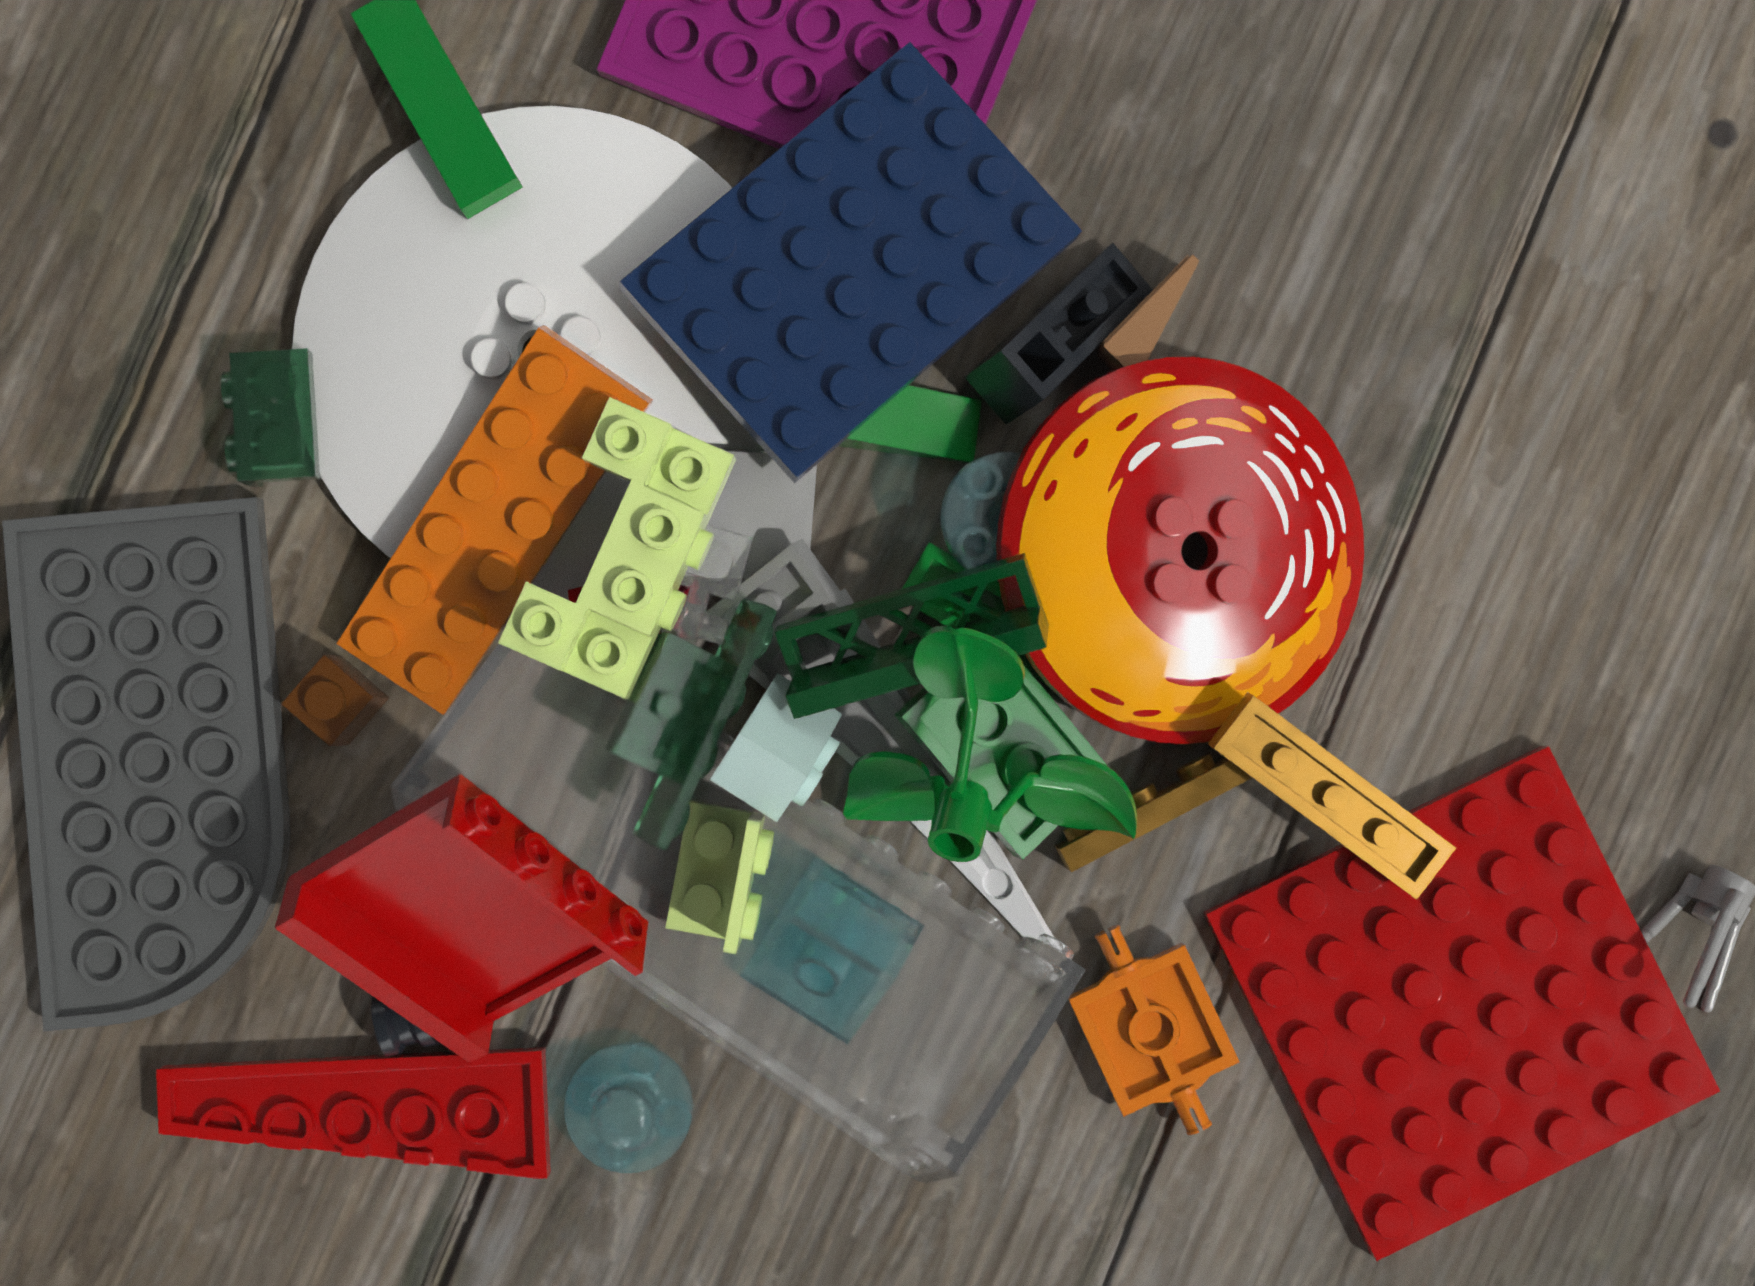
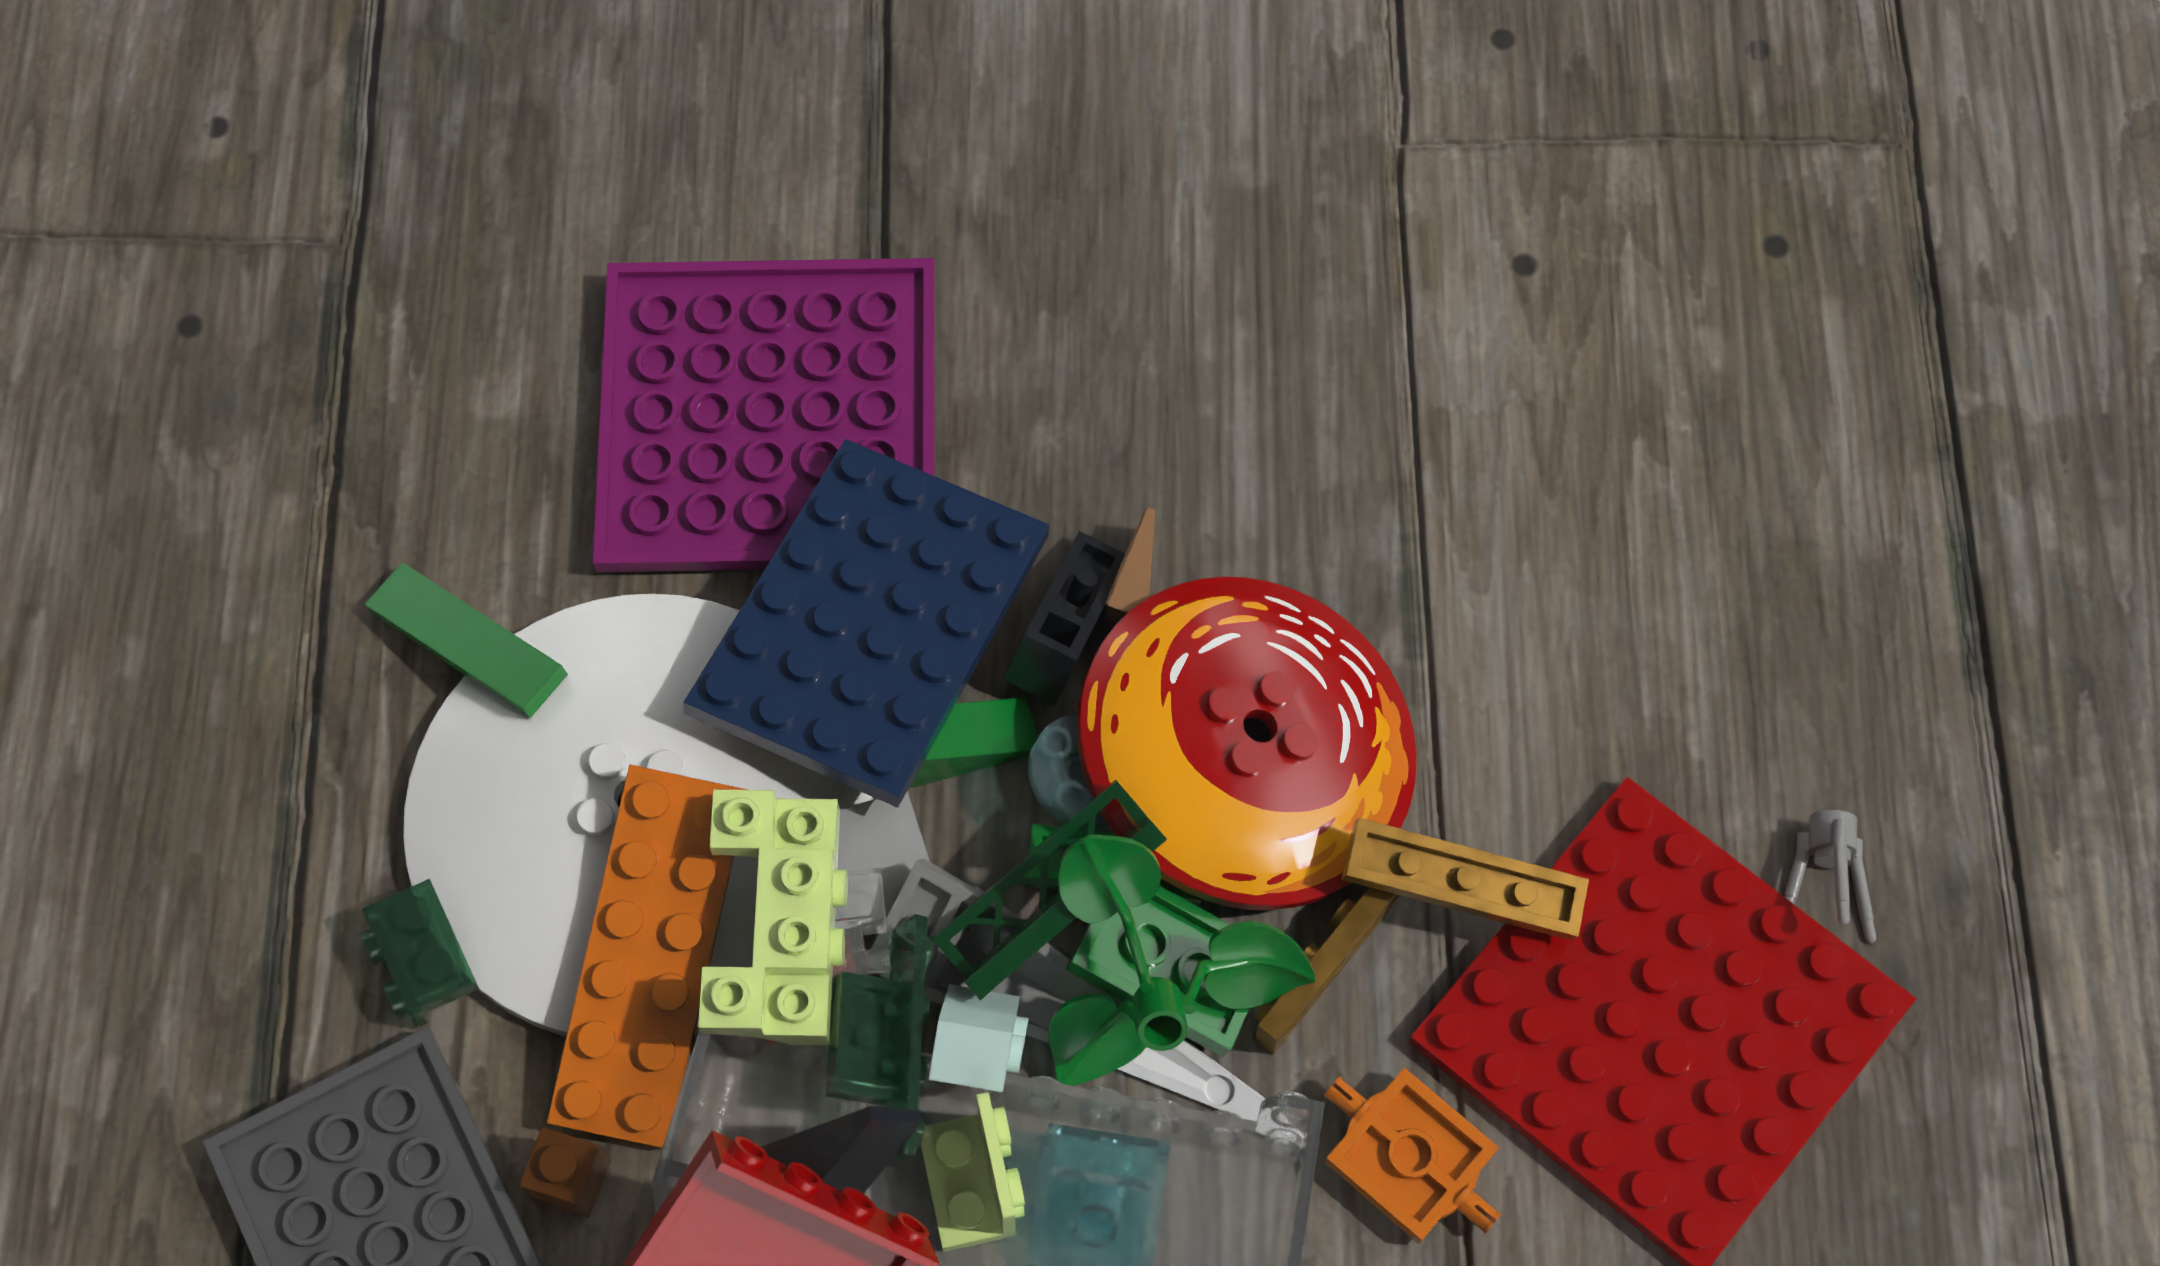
camera: 25 degrees left, 20 degrees down
(584, 815) = (851, 1147): none -> black slope

